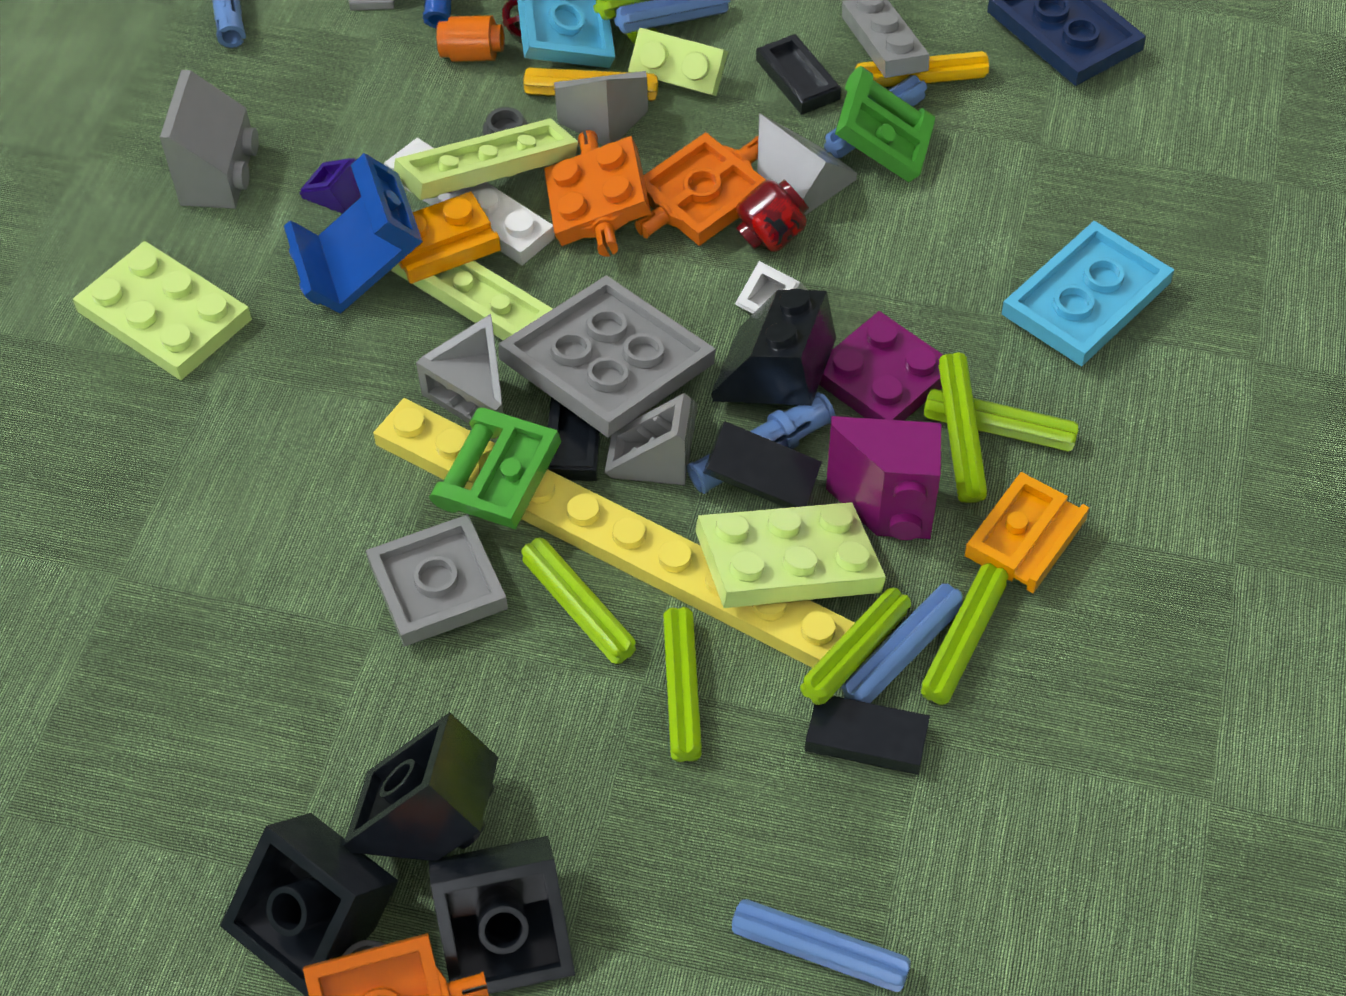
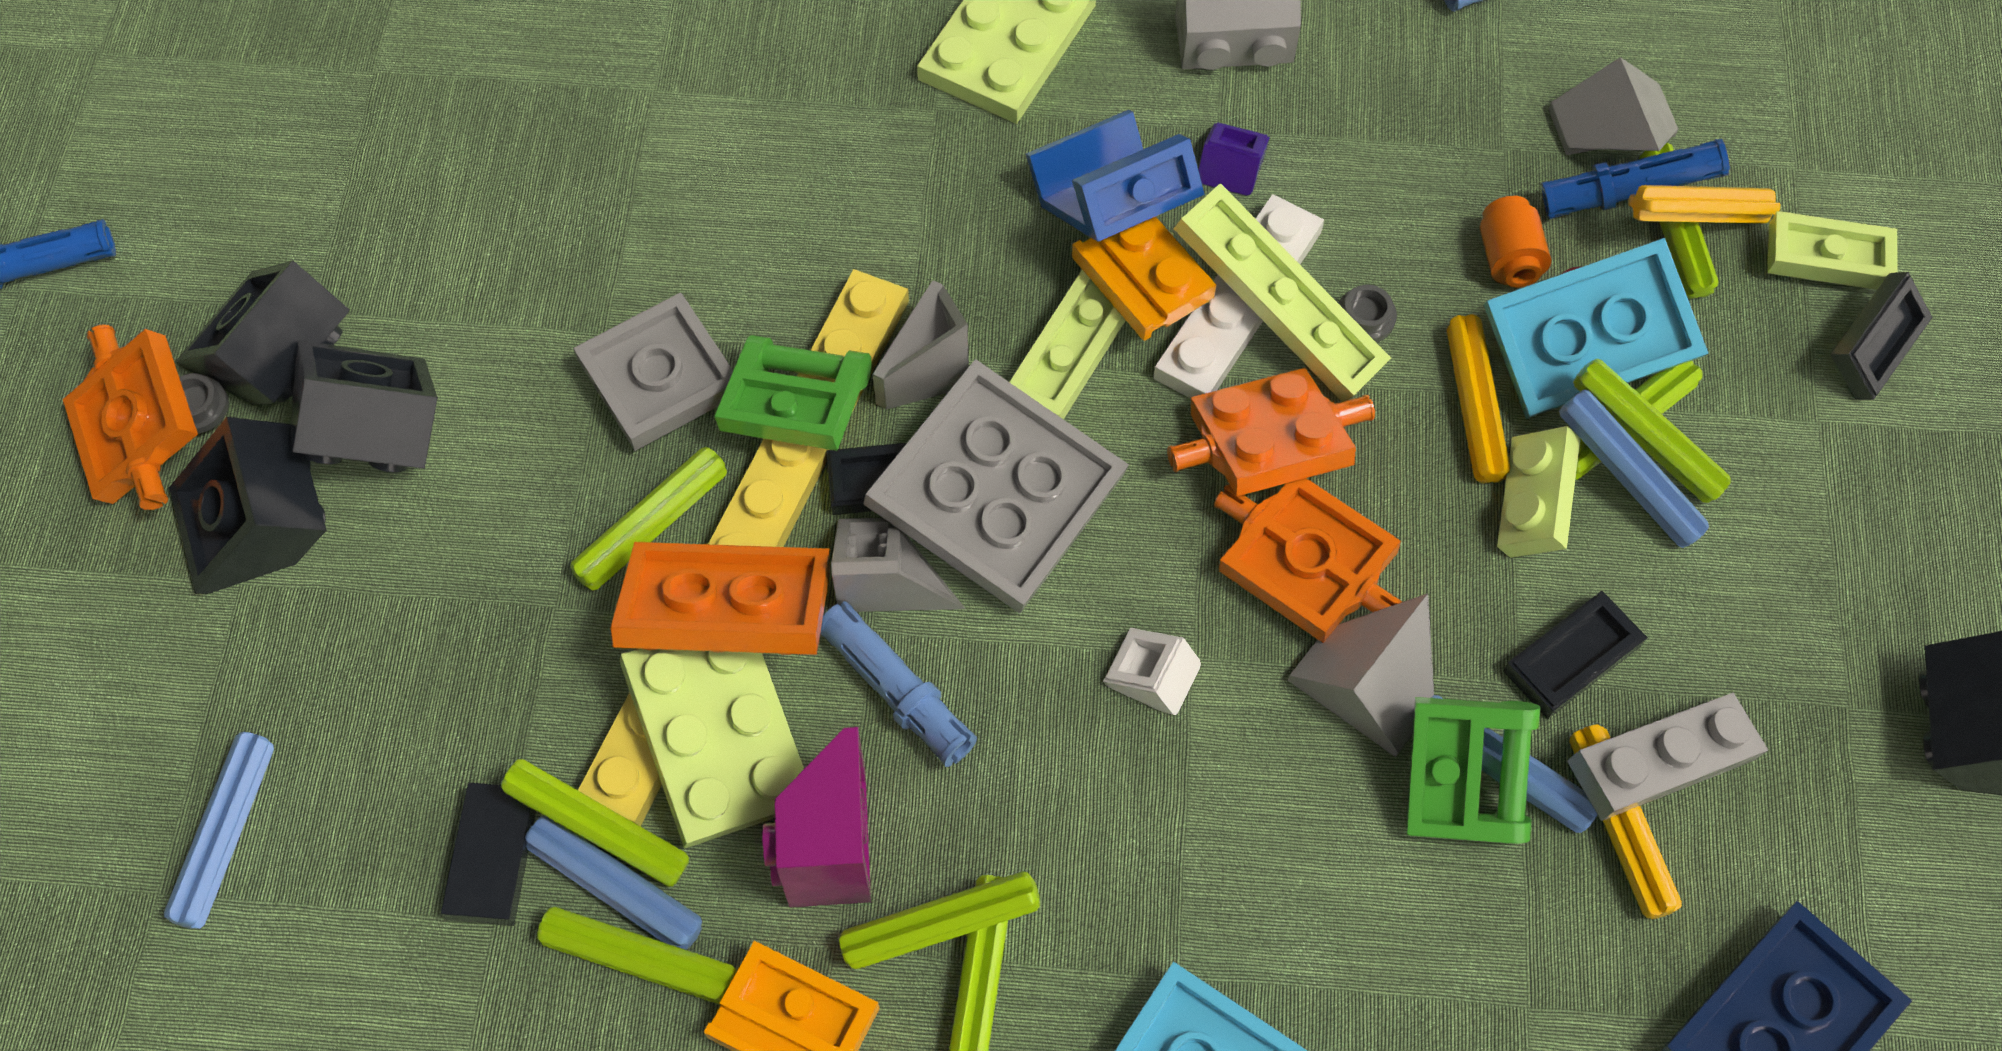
camera: 80 degrees right, 10 degrees up
(602, 104) = (1430, 419): light grey slope -> none
(682, 685) = (530, 645): lime axle -> none
(689, 518) = (722, 598): none -> orange plate
(762, 466) = (843, 680): black tile -> none
(771, 215) = (1269, 643): dark red head -> none
(779, 351) = (1019, 682): black slope -> none
(882, 370) = (1043, 819): magenta plate -> none

